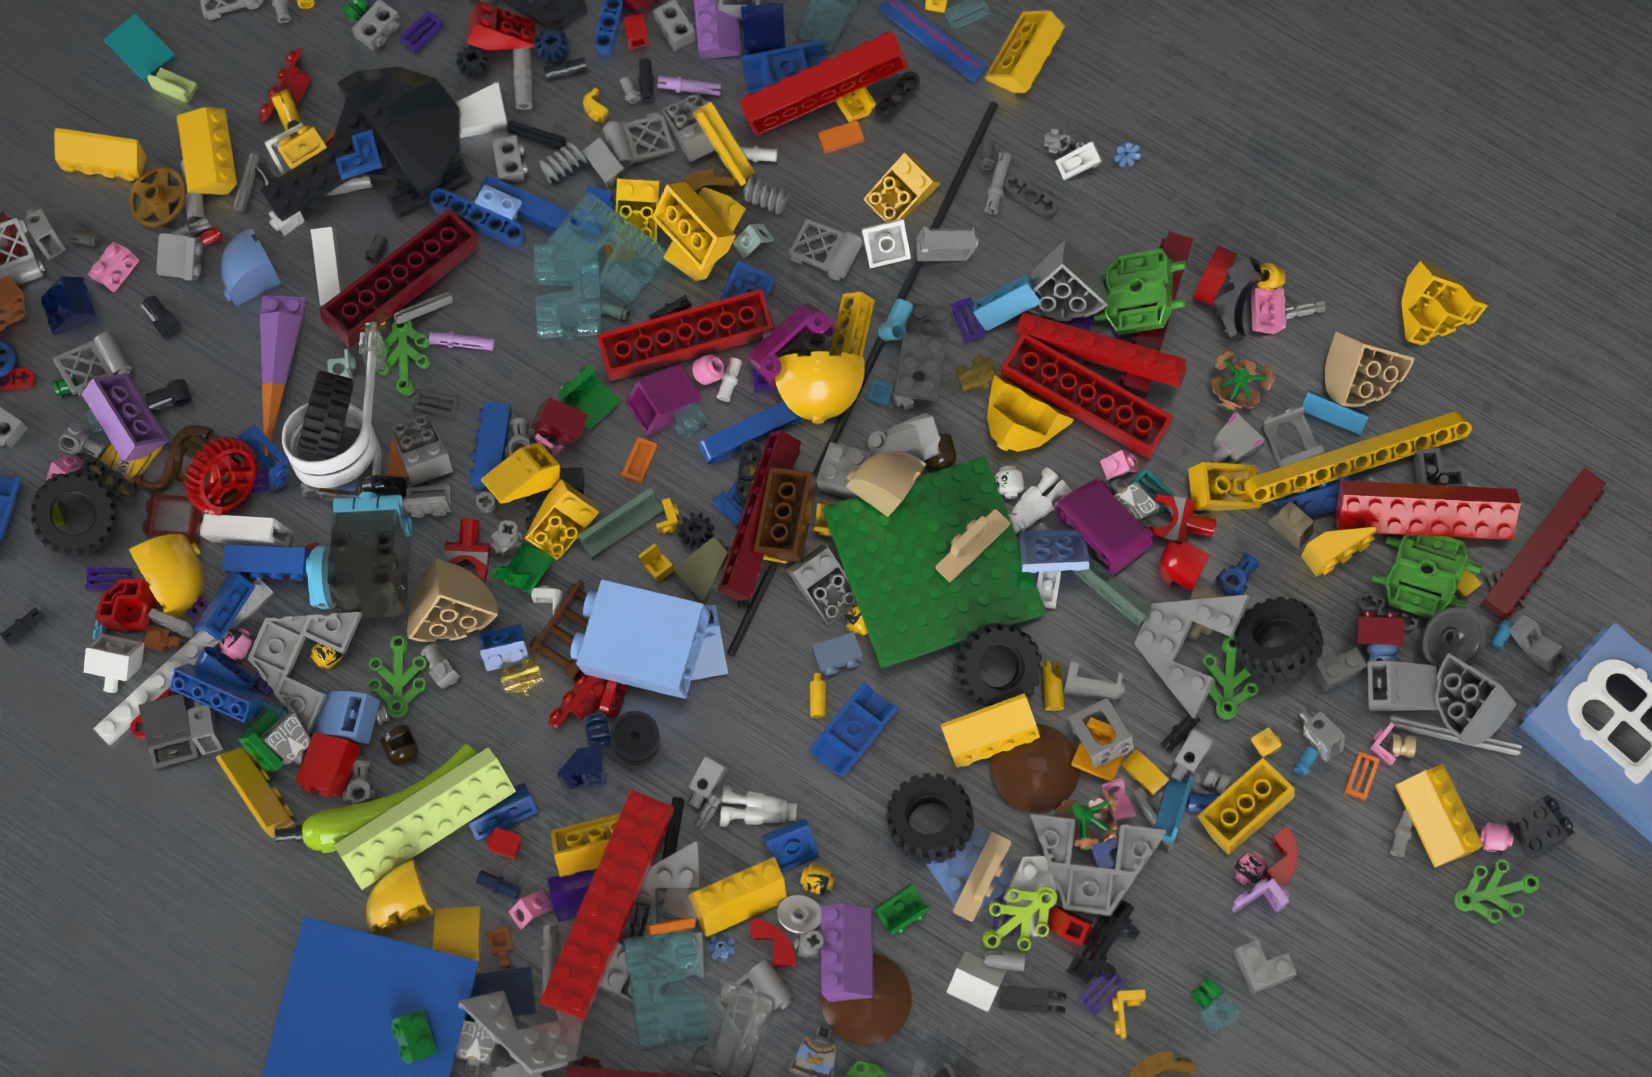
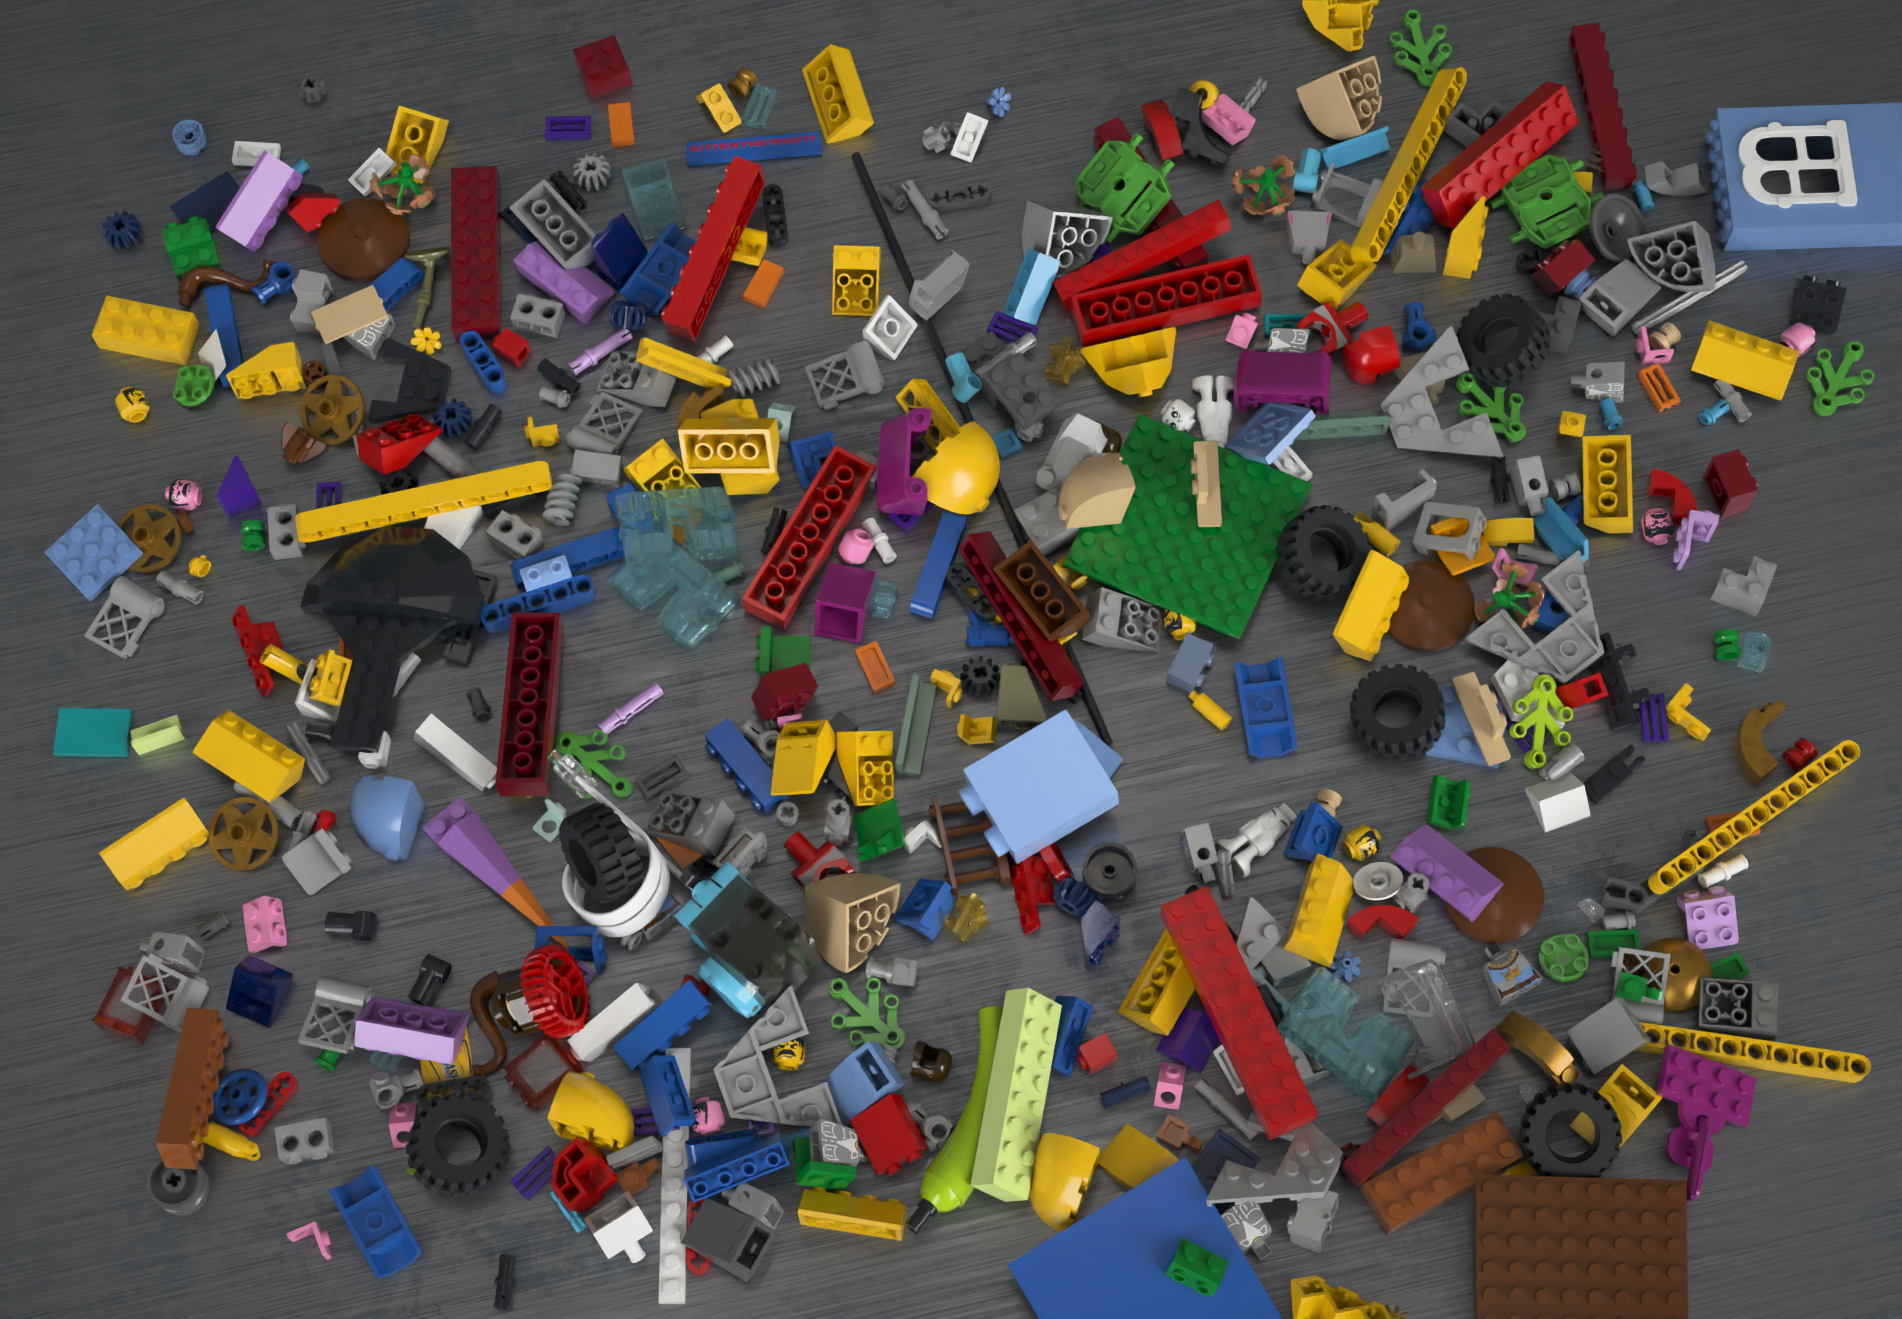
camera: 45 degrees left, 5 degrees down
(363, 160) = (400, 637): blue plate -> none
(423, 307) = (570, 712): light grey axle -> none
(472, 84) = (423, 501): none -> yellow beam
(658, 1061) = (1397, 1096): none -> red brick
(670, 925) = (1298, 982): orange tile -> none
(729, 77) = (628, 315): none -> dark blue gear
(822, 832) = (1329, 800): none -> tan wheel
(952, 335) = (1022, 345): none -> light grey pin
(1279, 400) = (1306, 175): none -> medium azure piece
(1330, 887) = (1730, 483): none -> dark red brick
(1379, 829) = (1710, 414): none -> dark azure pin
(1461, 386) = (1420, 49): none -> bright green plant

